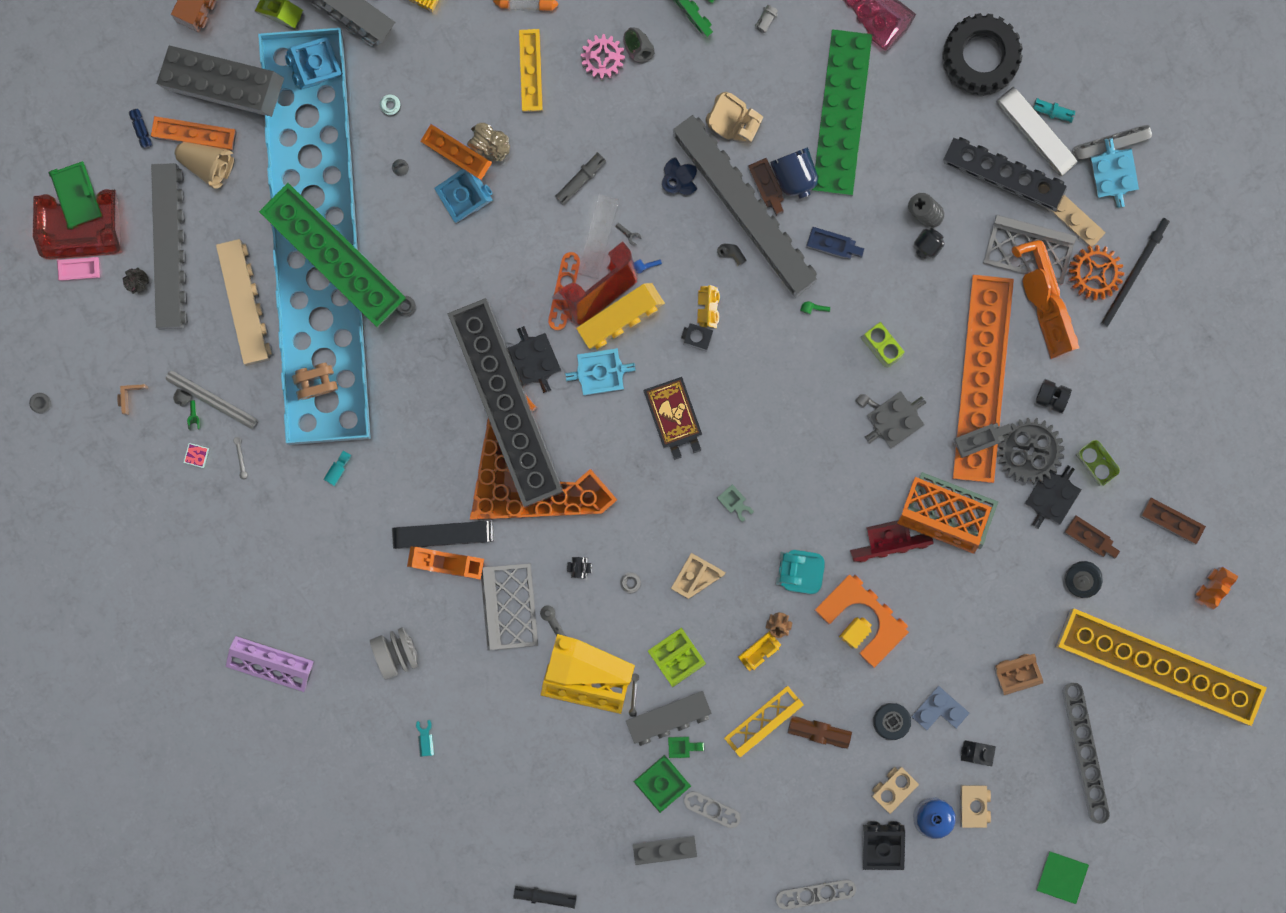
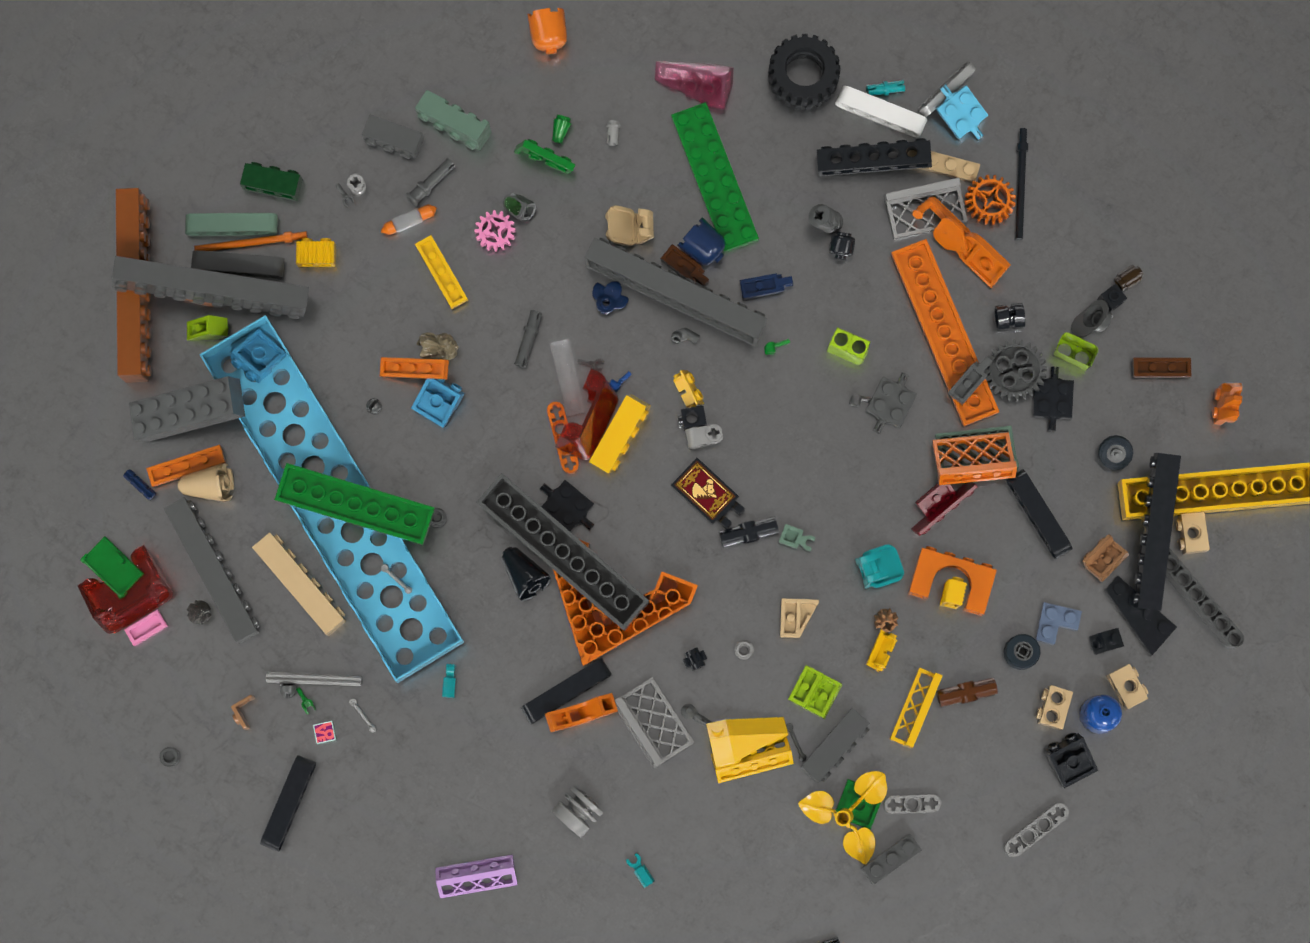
camera: 25 degrees left, 5 degrees down
(128, 504) = (288, 803): none -> black beam
(321, 372) = (395, 606): medium nougat brick -> none
(331, 329) = (385, 568): none -> light grey hinge
(389, 98) = (339, 353): light aqua plate -> none
(459, 402) = (524, 573): none -> black cone
(600, 372) = (627, 488): medium azure plate -> none
(641, 819) = (857, 843): none -> yellow plant
(680, 747) = (859, 765): green plate -> none
(693, 473) = (749, 532): none -> black piece
(695, 357) = (699, 436): none -> light grey piece
(979, 600) = (1039, 514): none -> black beam
(1024, 748) = (1149, 625): none -> black wing
(1062, 877) = (1231, 708): green tile -> none
(1079, 676) = (1157, 531): none -> black brick
(1091, 537) = (1103, 415): reddish brown hinge -> none
(1125, 686) = (1198, 523): none -> tan brick
(1133, 440) = (1092, 319): none -> dark grey piece
(1161, 430) = (1113, 297): none -> black brick
(1188, 418) = (1129, 277): none -> dark brown brick

